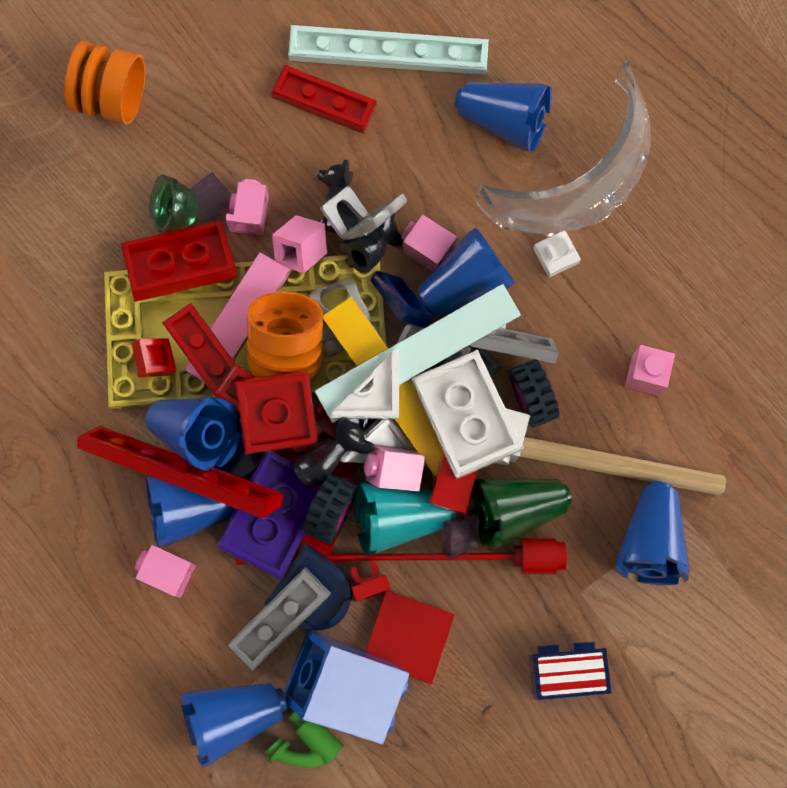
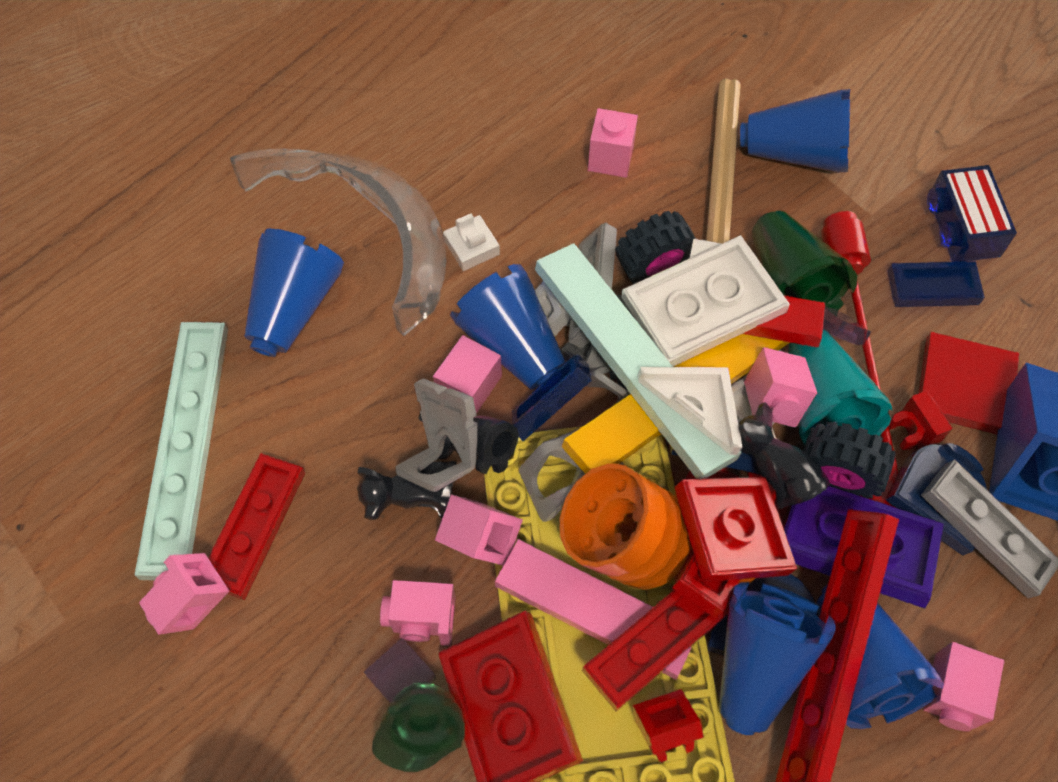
camera: 90 degrees left, 15 degrees down
(271, 54) = (183, 593): none -> bright pink brick
(504, 632) = (935, 284): none -> clear blue tile

